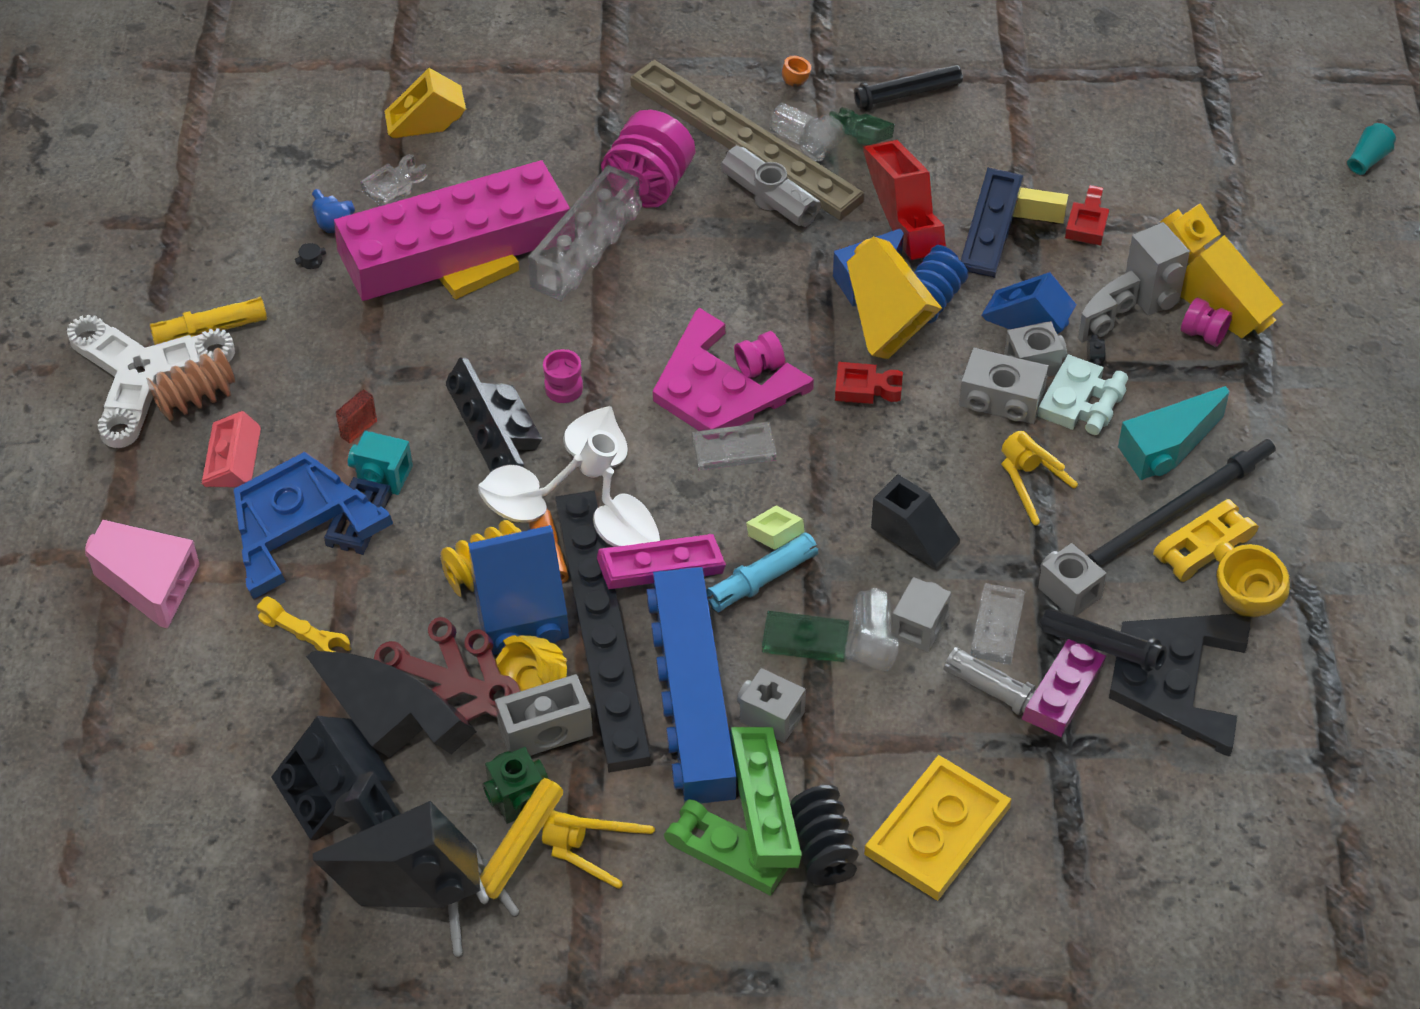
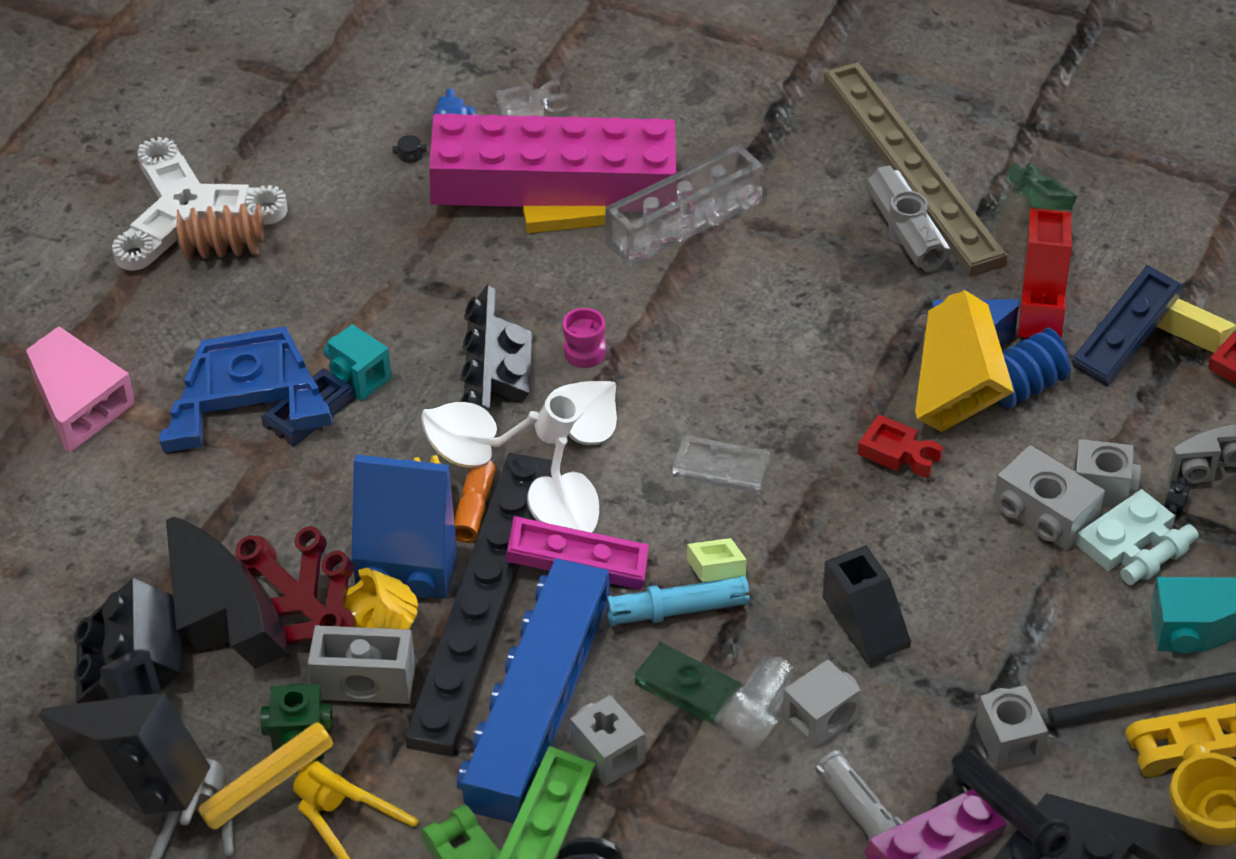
camera: 25 degrees right, 5 degrees down
(220, 318) = (286, 179): yellow pin -> none
(231, 451) = (227, 306): coral slope -> none
(274, 614) = (171, 474): yellow piece -> none
(356, 416) = (360, 309): clear red tile -> none
(425, 106) = (601, 41): yellow slope -> none
(653, 150) = (795, 148): dark pink wheel -> none
(711, 392) = (732, 405): dark pink wing -> none
(759, 355) = (809, 381): dark pink wheel -> none
(796, 70) = (1004, 106): orange hinge -> none
(813, 135) = (982, 181): clear piece -> none
(867, 95) = (1115, 163): black axle -> none
(997, 623) = (902, 745): clear plate -> none
(1026, 455) = (1034, 579): yellow plant -> none
(1031, 303) = (1128, 421): blue slope -> none

